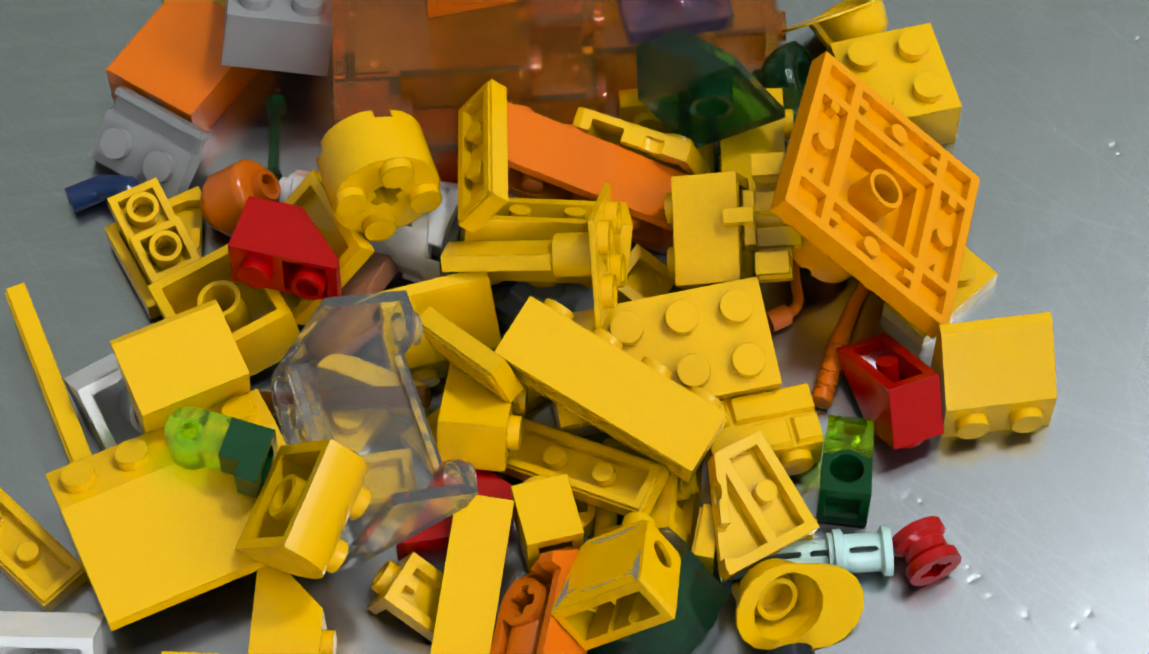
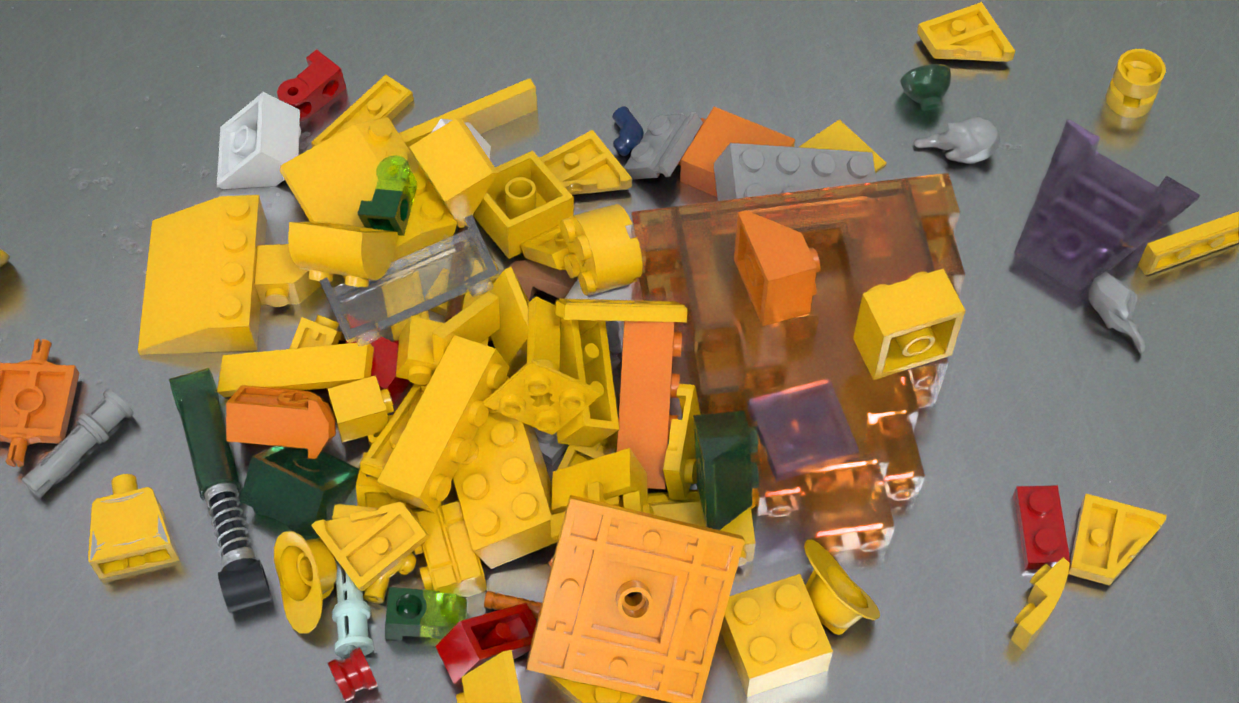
camera: 85 degrees right, 0 degrees up
(152, 230) = (580, 158): yellow slope -> none
(228, 190) = (621, 191): orange head -> none
(282, 251) = (546, 203): red slope -> none
(620, 584) = (300, 450): yellow torso -> none
(786, 69) = (776, 557): clear green brick -> none

